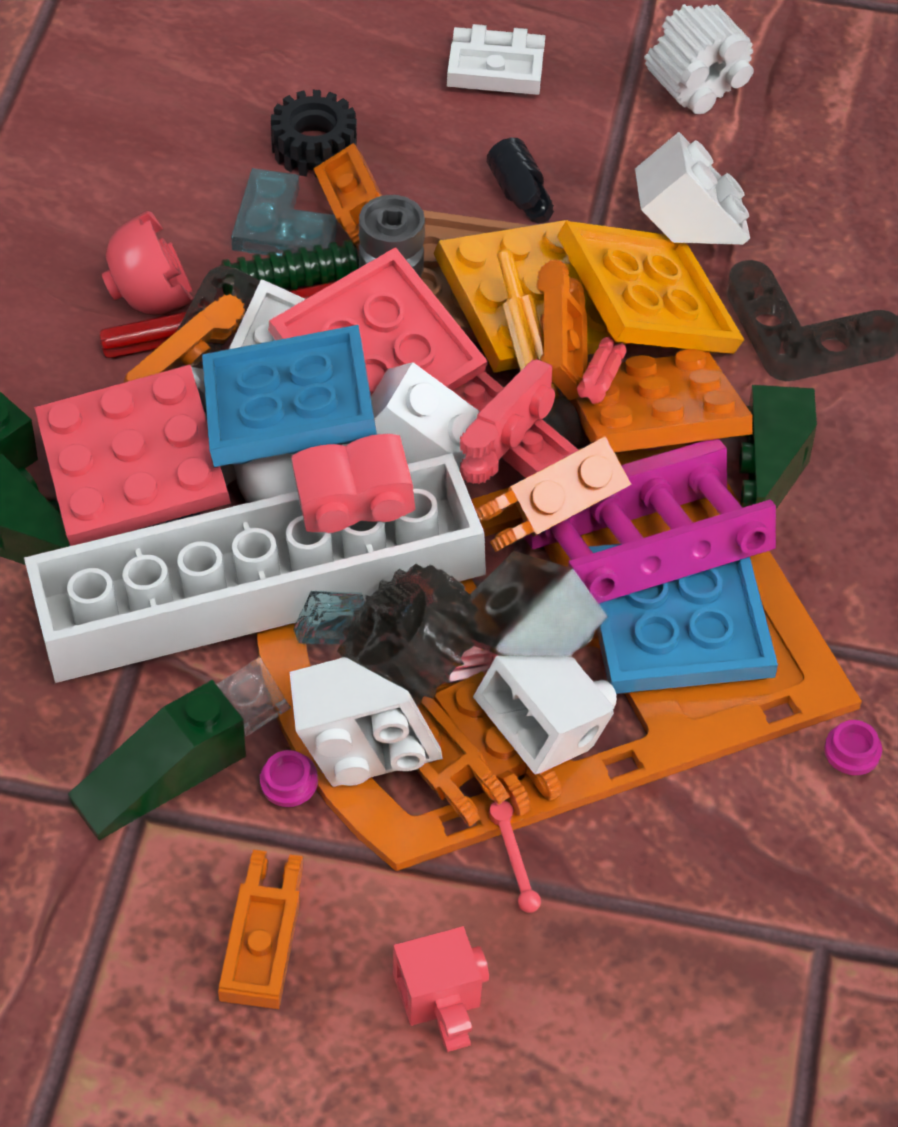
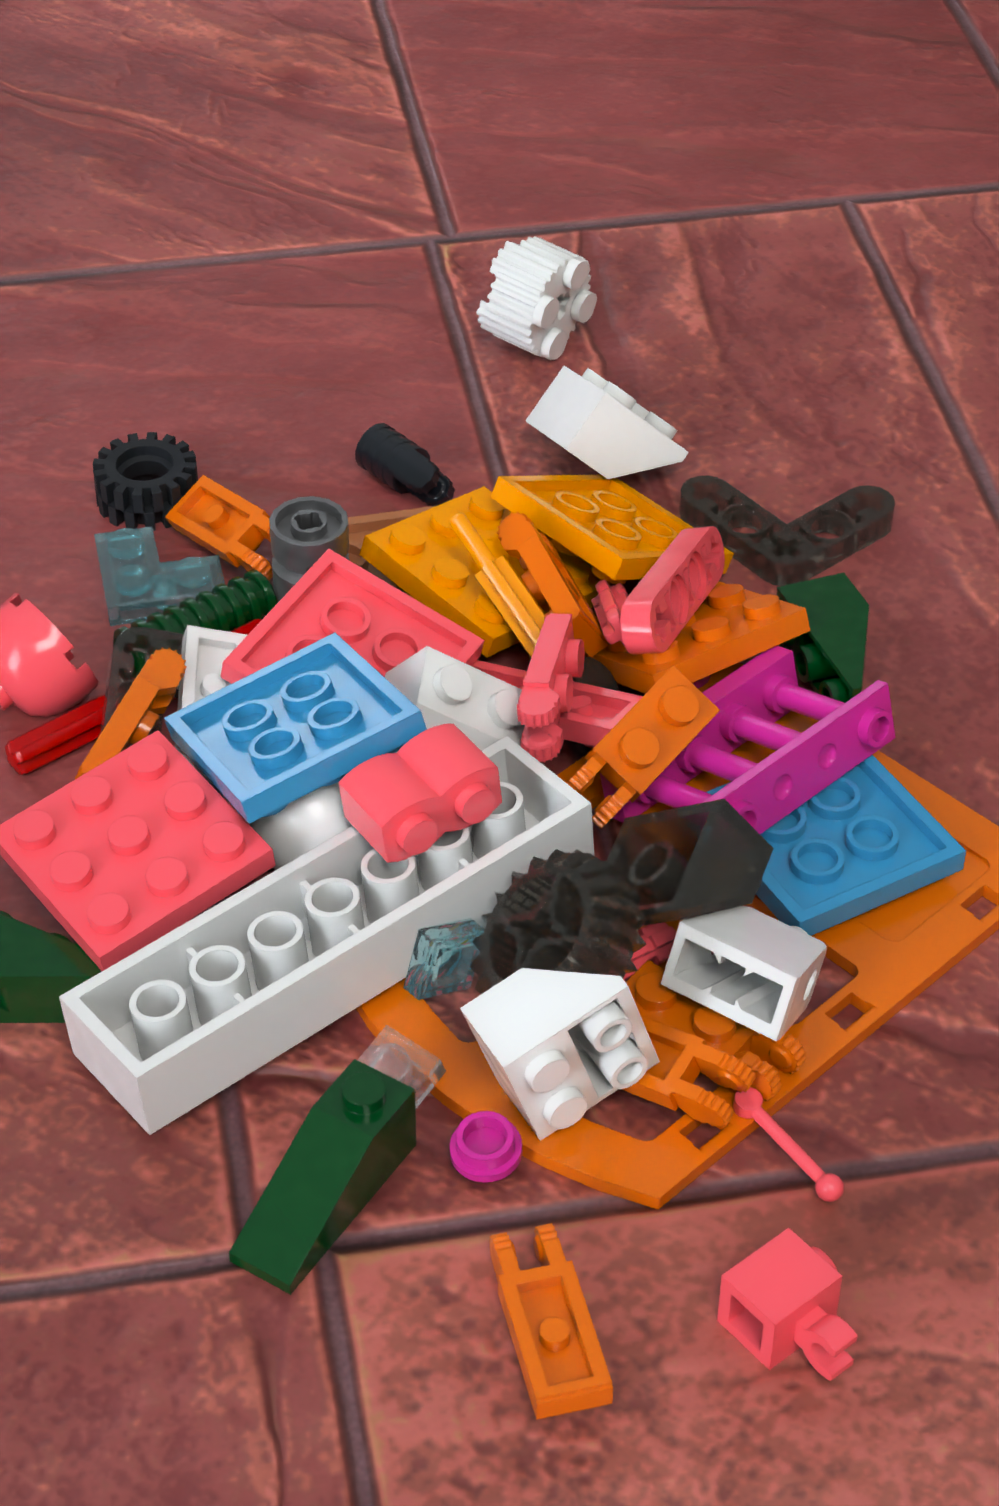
camera: 20 degrees left, 10 degrees down
(496, 60) = (311, 361): white plate -> none
(692, 345) = (672, 590): none -> coral beam

